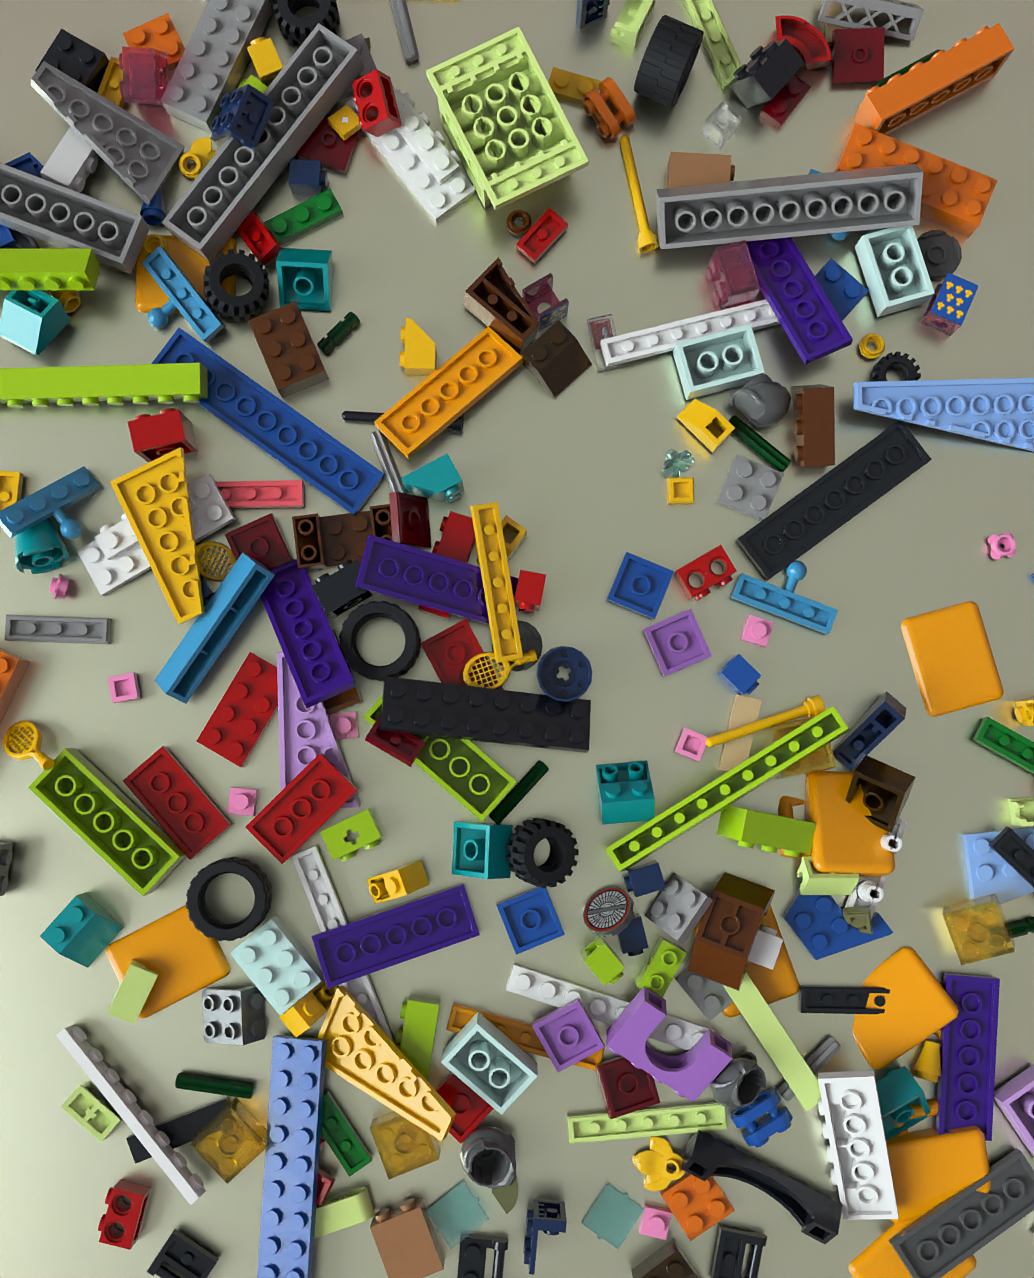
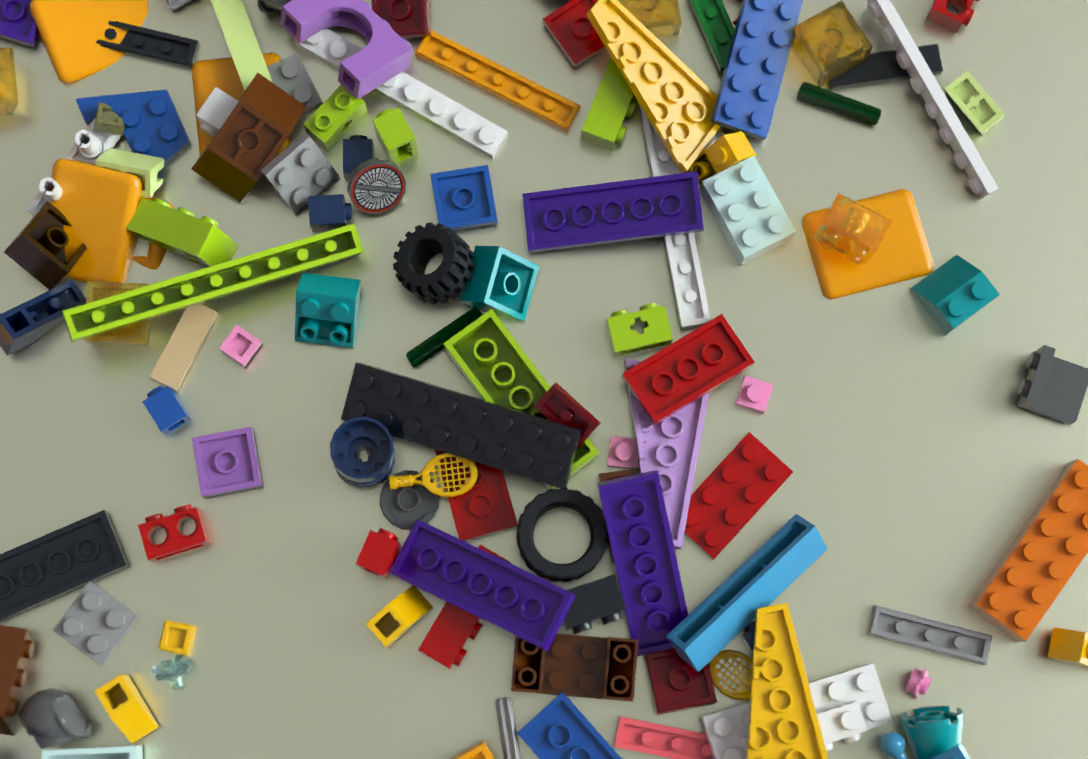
camera: 170 degrees left, 5 degrees down
(32, 750) = (968, 487): yellow piece -> none
(107, 821) = (906, 403): lime brick -> none
(124, 687) = (864, 549): bright pink plate -> none
(132, 992) = (911, 215): yellowish green hinge -> none
(177, 802) = (826, 408): red plate -> none
(180, 965) = (851, 230): none -> clear yellow brick
(197, 906) = (792, 255): black tyre -> none
(233, 1015) = (806, 168): dark grey bracket -> none
(398, 882) = (599, 268): yellow slope -> none
(410, 520) = (498, 667): dark red plate -> none
(435, 481) = (455, 707): teal slope -> none
(489, 1063) = (540, 60): light aqua brick -> none
(496, 581) = (413, 571): yellow plate -> none
(568, 1035) = (451, 70): medium lavender plate -> none
(640, 585) = (252, 536): blue plate -> none
(757, 631) = (133, 456): bright pink plate -> none
(759, 444) = (71, 673): dark green axle -> none
(784, 601) = (92, 481): dark azure plate -> none
(812, 707) = (94, 356): yellow piece -> none

